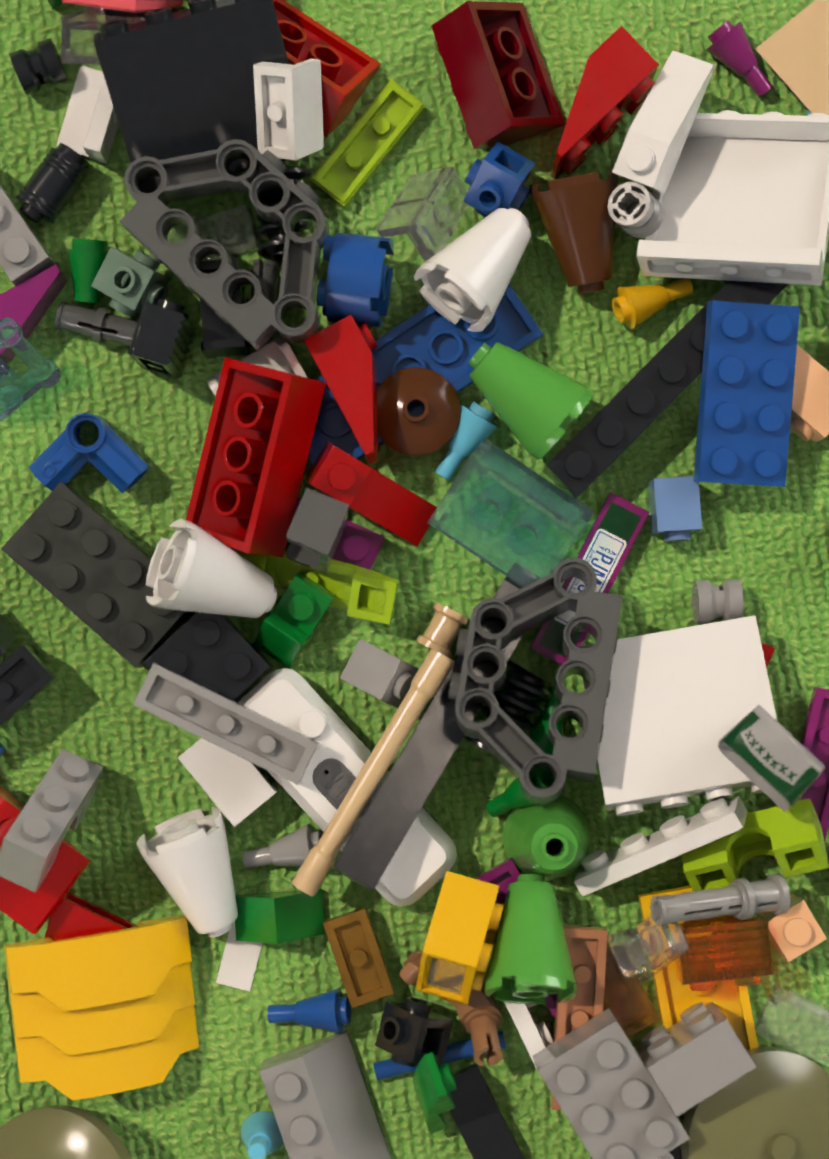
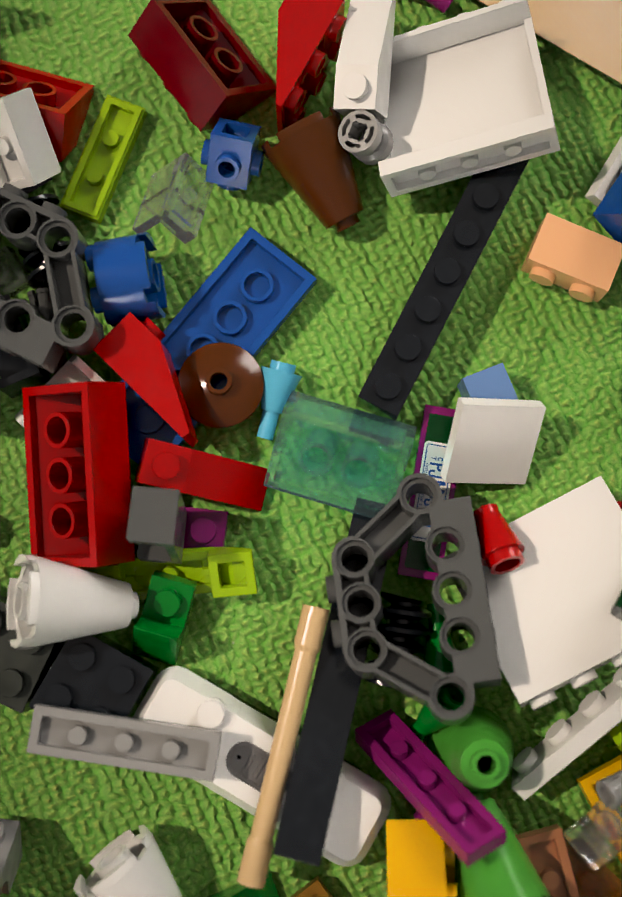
camera: 15 degrees left, 5 degrees down
(227, 779) = (146, 796): white panel -> none
(286, 851) = (224, 846): light grey cone -> none
(379, 673) = (260, 643): light grey brick -> none
(443, 630) = (309, 583): tan connector -> none
(475, 269) = (234, 236): white cone -> none
(496, 853) = (431, 788): none -> magenta plate
(528, 395) = (320, 337): bright green cone -> none
(635, 649) = (498, 543): none -> red cone
(639, 303) = (396, 224): yellow cone -> none
(662, 549) = (492, 440): none -> white tile
(712, 601) = (554, 476): light grey wheel -> none
(746, 393) = (523, 272): blue plate -> none

